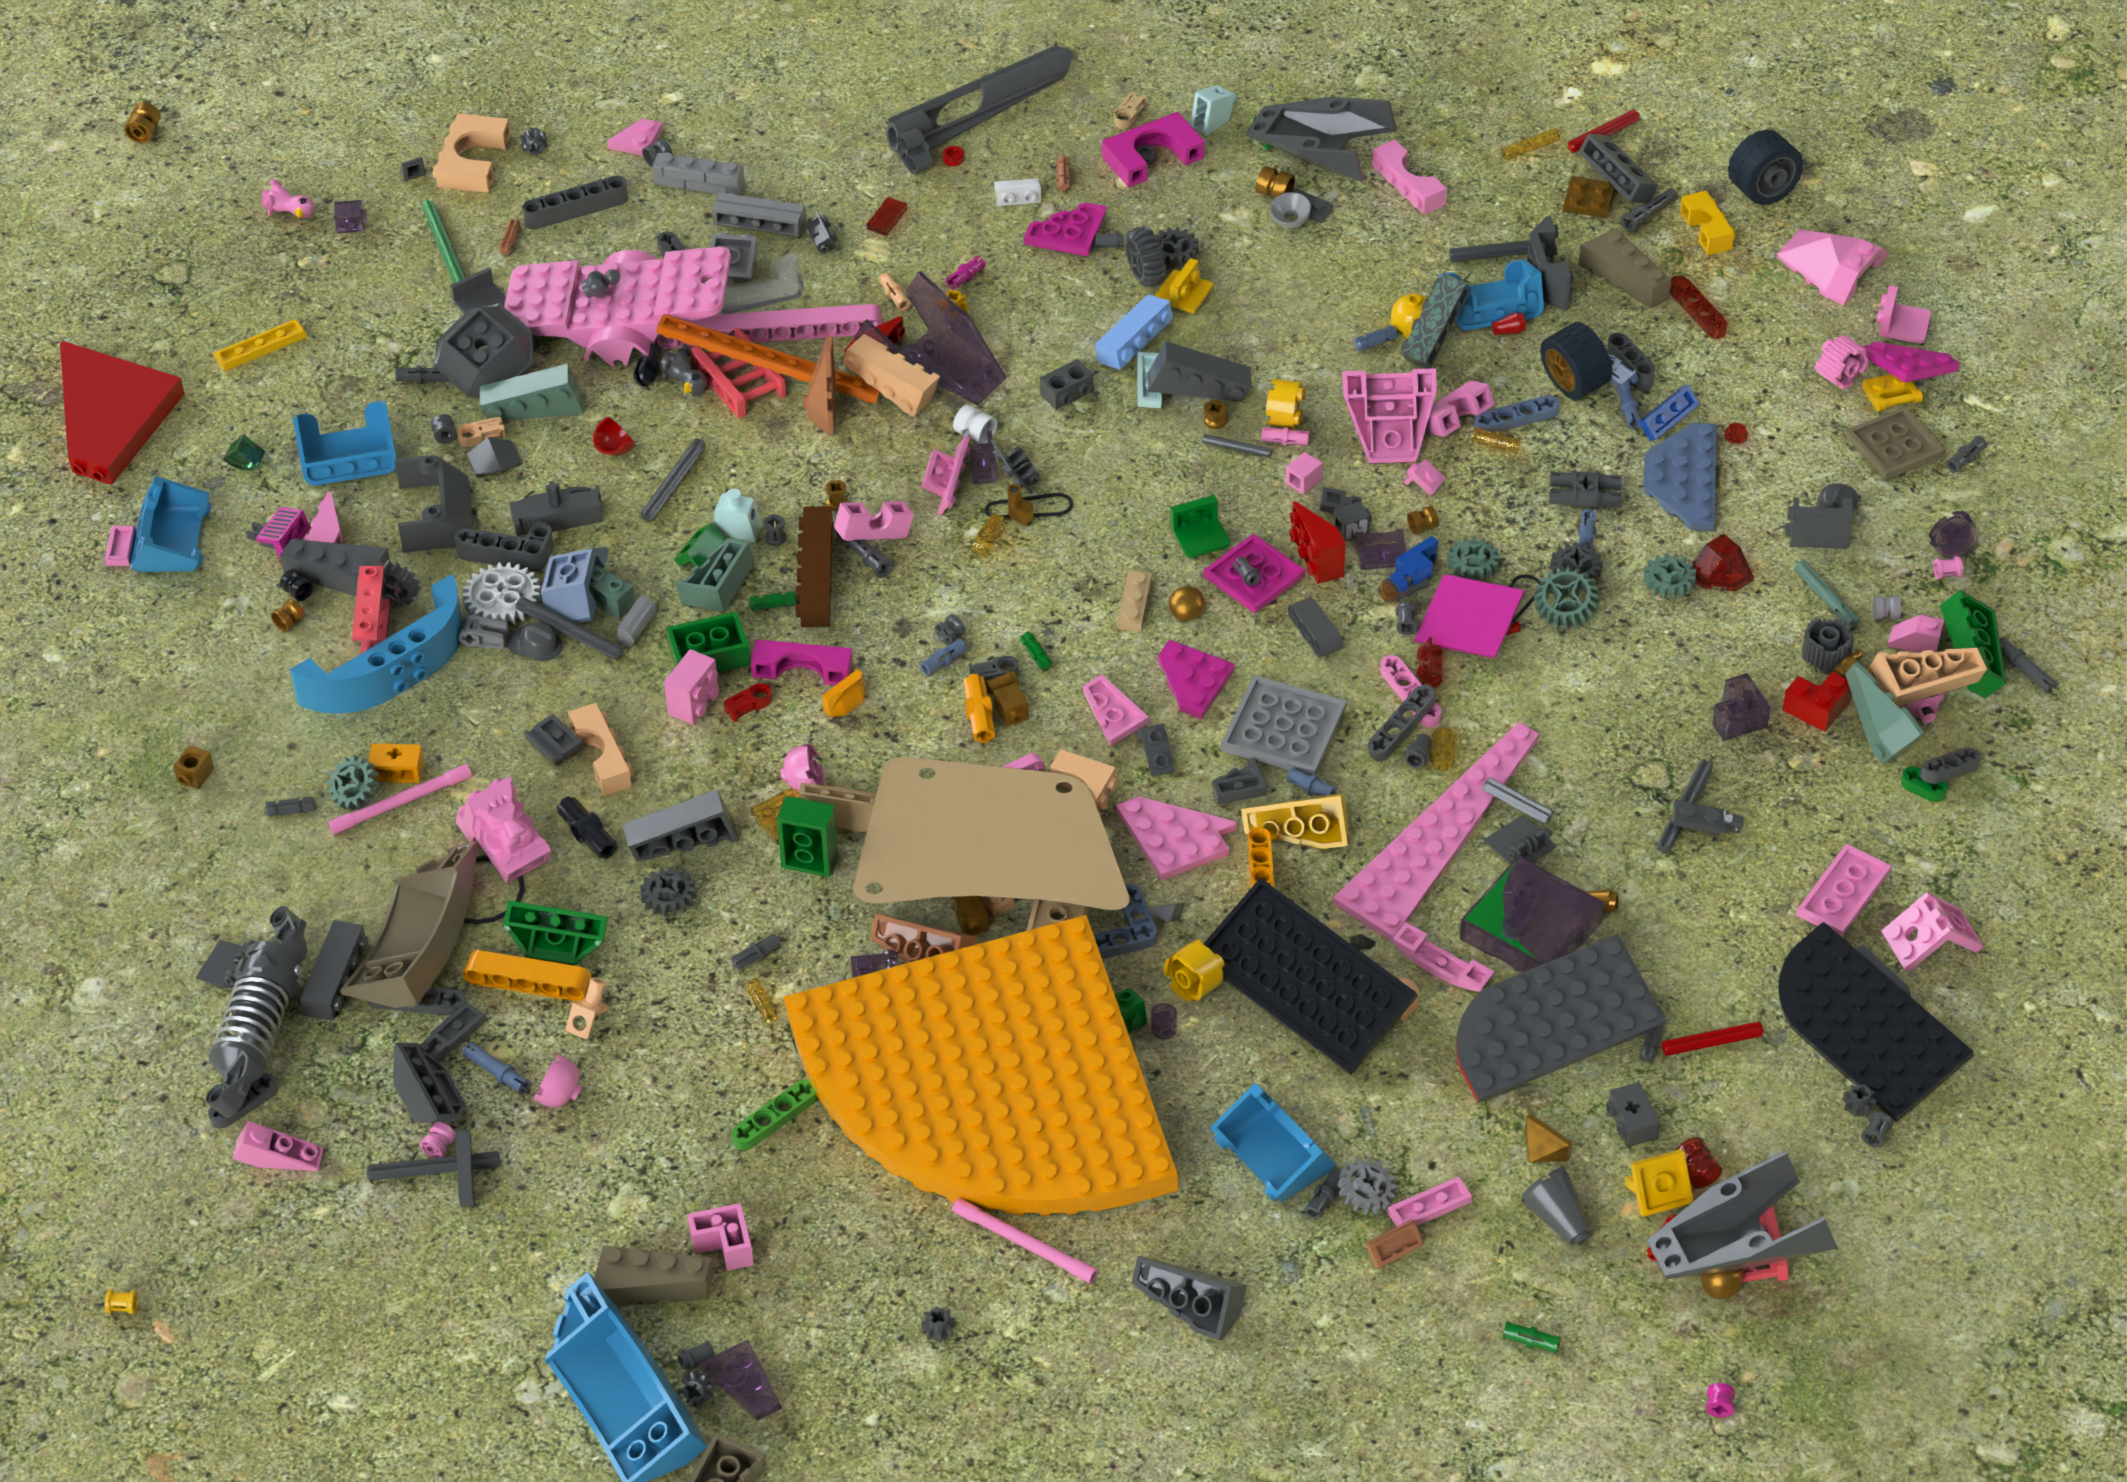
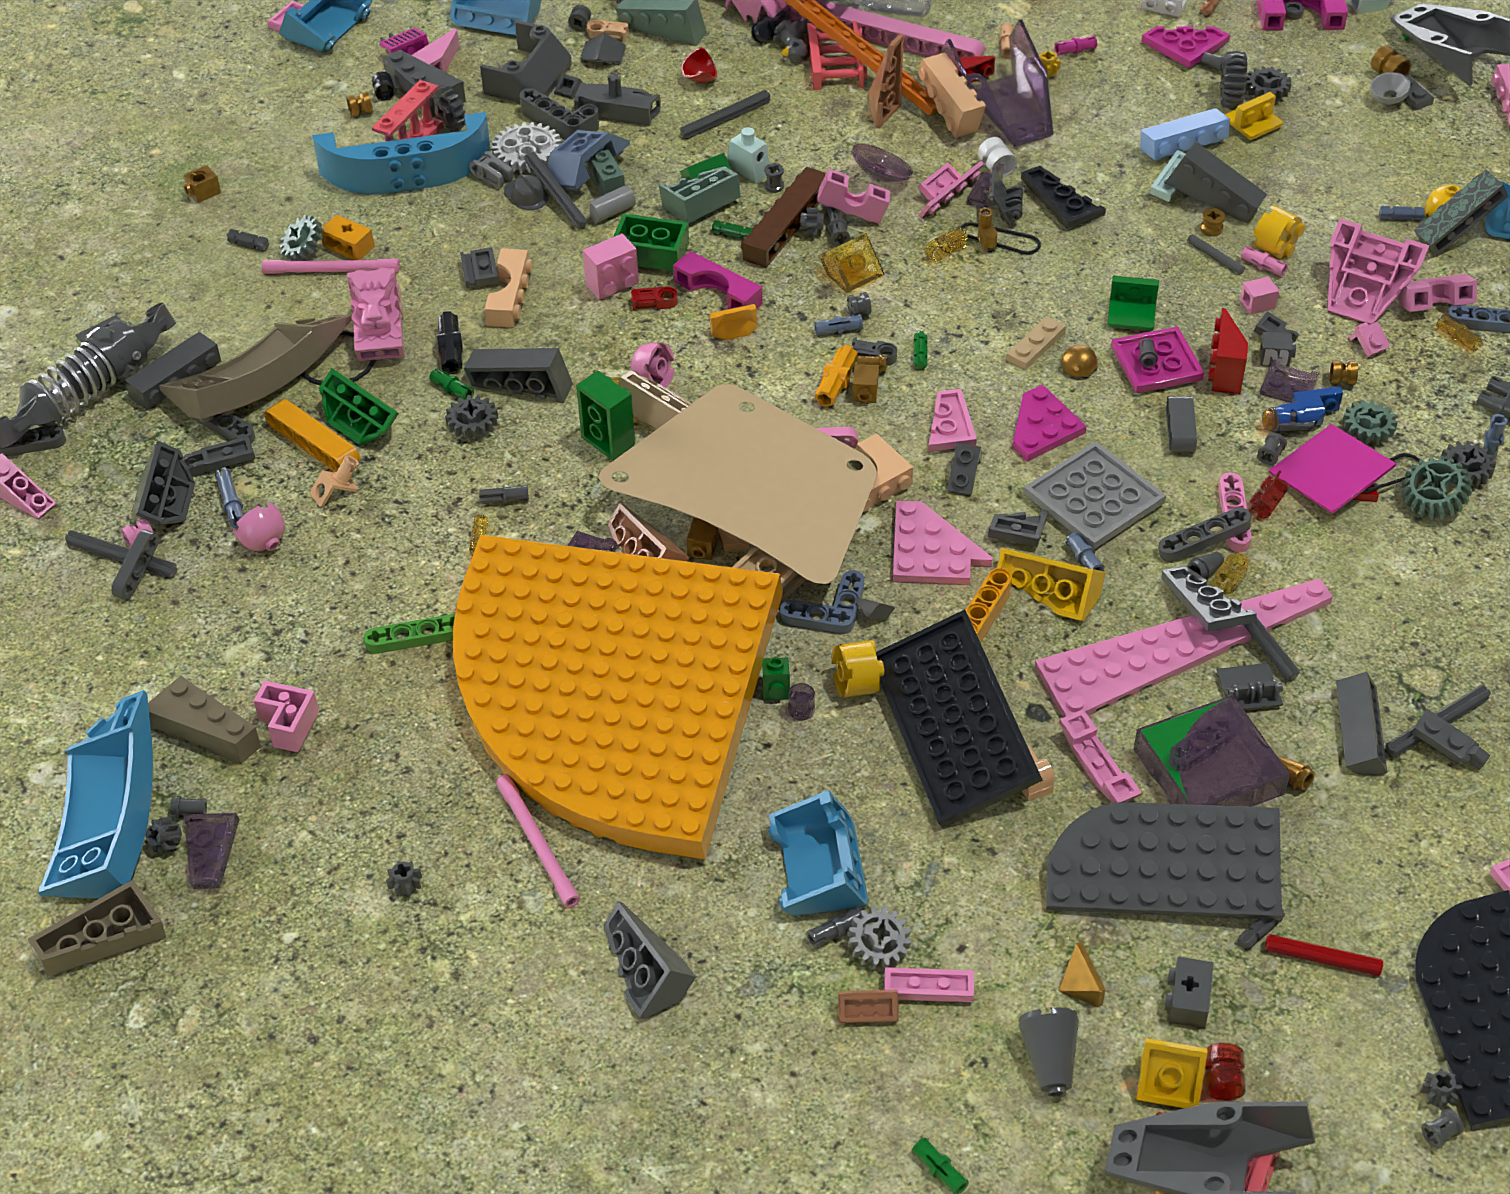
camera: 30 degrees right, 0 degrees up
(488, 510) = (567, 85): none -> dark grey slope
(620, 868) = (450, 384): none -> green pin
(836, 493) = (844, 165): pearl gold bush -> none
(845, 561) = (812, 221): none -> dark grey gear
(871, 475) = (881, 164): none -> dish
(913, 590) = (852, 263): none -> clear yellow slope
(1066, 384) = (1098, 154): dark grey brick -> none
(1066, 447) = (1061, 199): none -> black wing
(1441, 782) = (1205, 601): none -> dark grey wing
(1628, 836) = (1361, 725): none -> dark grey brick

